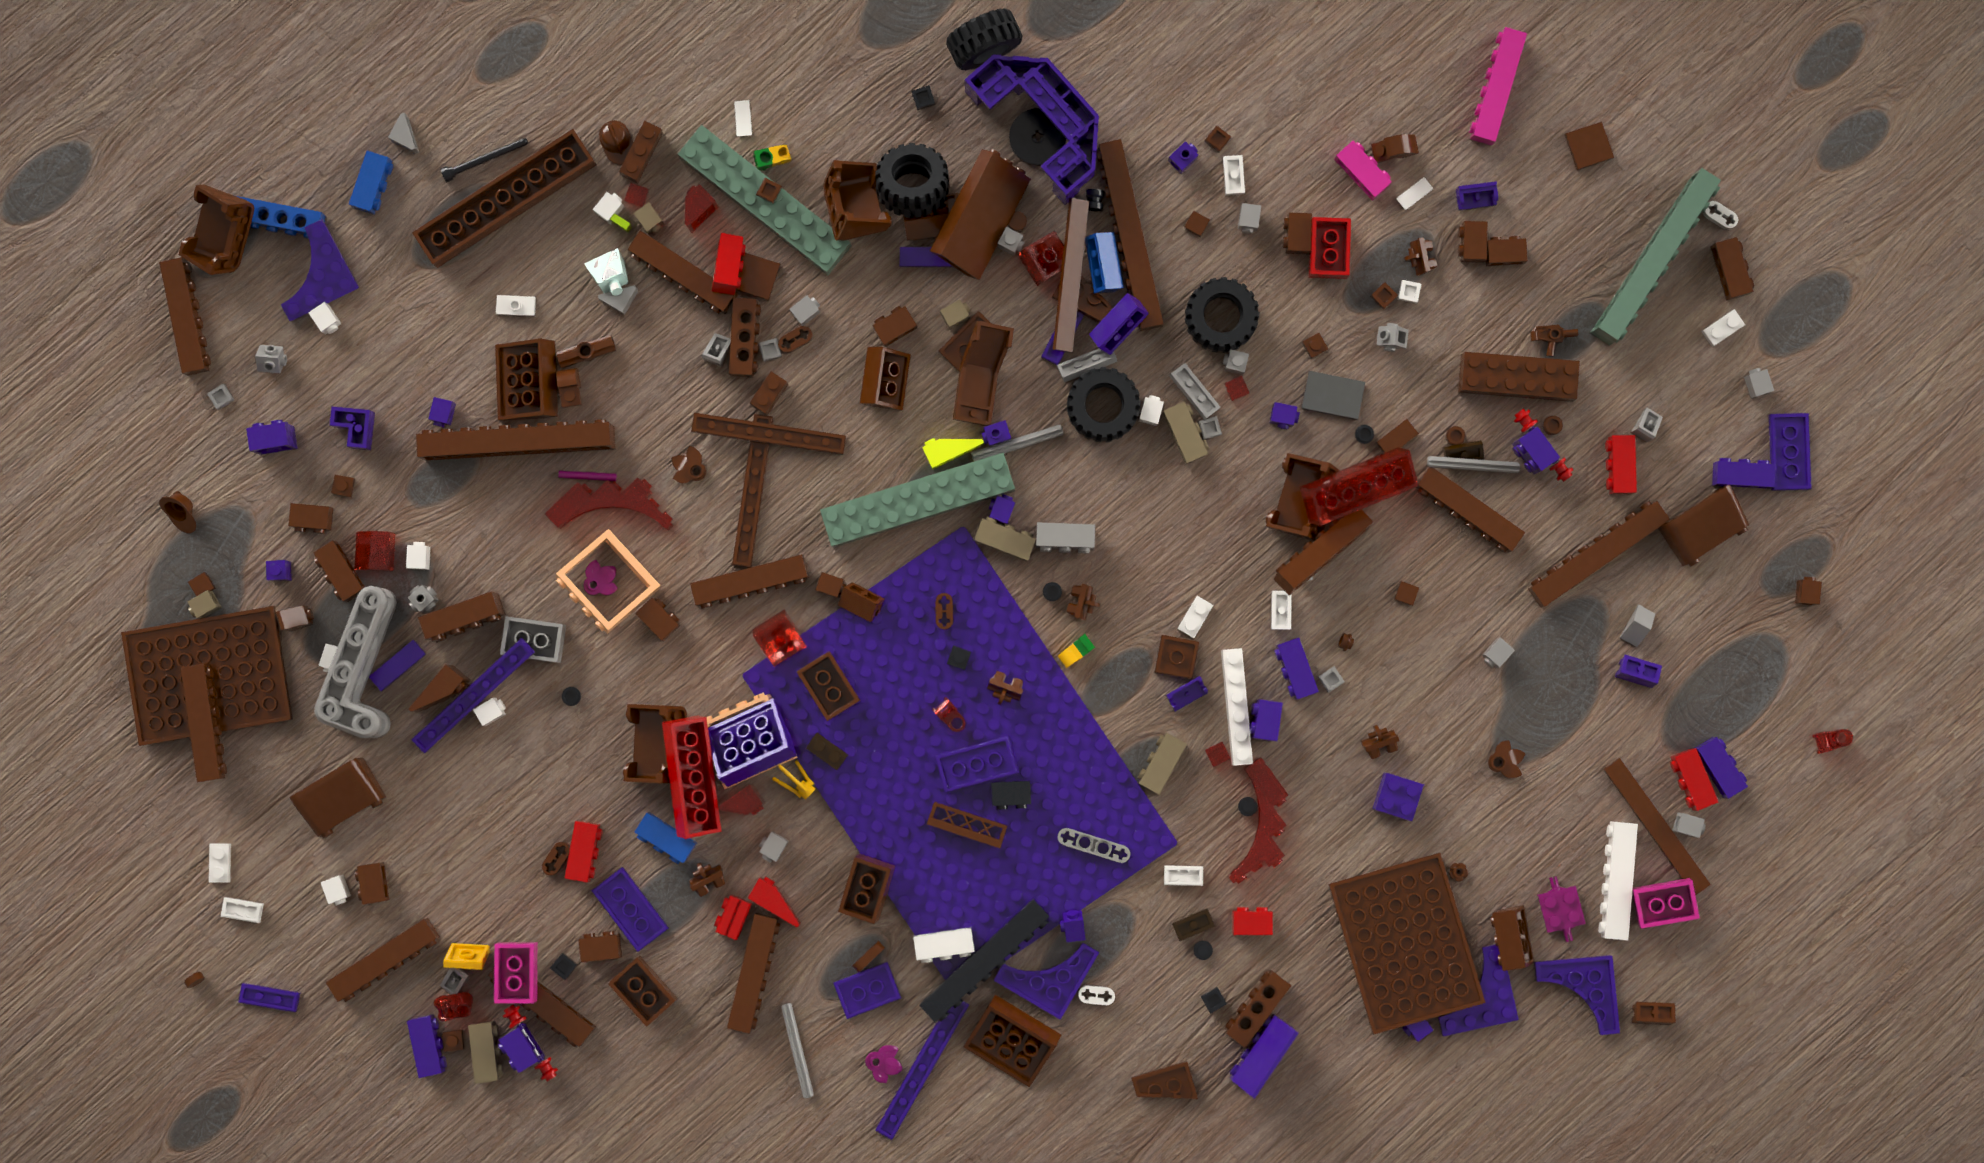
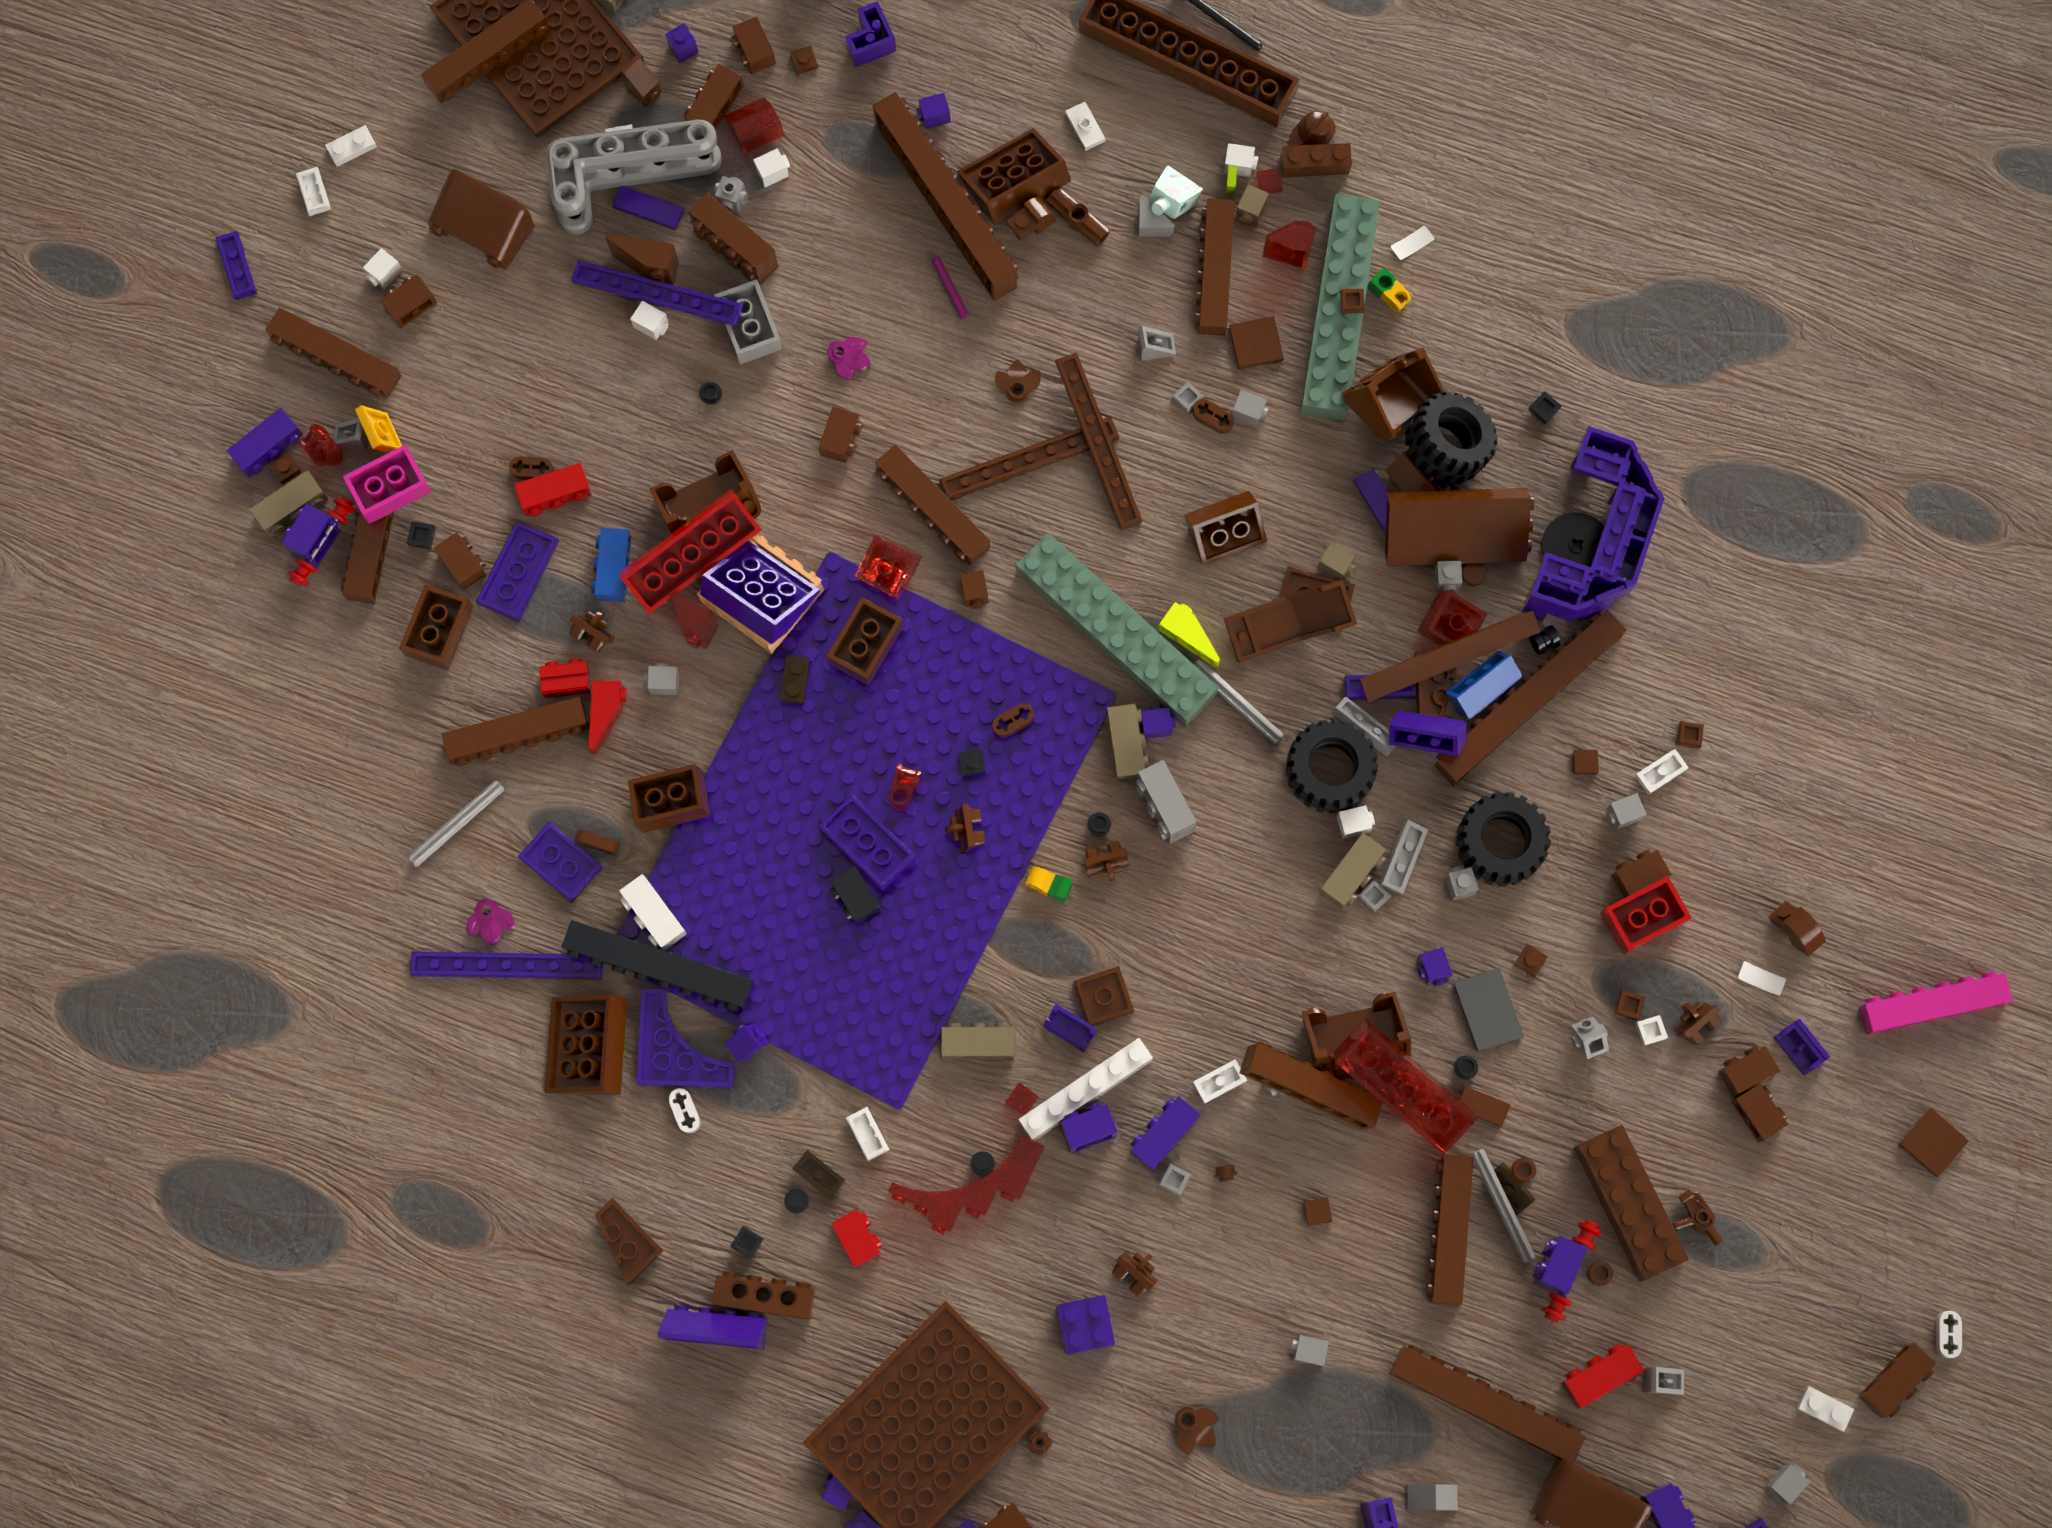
camera: 60 degrees right, 10 degrees down
(194, 979) = (216, 183): reddish brown tile -> none
(580, 501) = (922, 295): clear red arch -> none
(588, 609) = (833, 398): light nougat window -> none
(728, 264) = (1251, 304): red brick -> none
(741, 307) = (1190, 352): reddish brown brick -> none
(769, 393) = (1141, 418): reddish brown brick -> none
(804, 788) = (742, 678): yellow plant -> none
(860, 601) = (974, 628): reddish brown hinge -> none
(894, 326) = (1287, 507): reddish brown brick -> none
(960, 830) = (786, 869): reddish brown fence -> none
(982, 37) = (1648, 422): black tyre -> none
(996, 433) = (1235, 672): dark purple brick -> none
(1094, 842) = (847, 1016): light grey beam -> none
(1183, 157) = (1648, 707): dark purple brick -> none
(1195, 617) = (1159, 992): white plate -> none
(1236, 388) = (1433, 901): clear red tile -> none
(1363, 170) = (1753, 906): dark pink brick -> none
(1656, 256) = (1858, 1282): sand green brick -> none

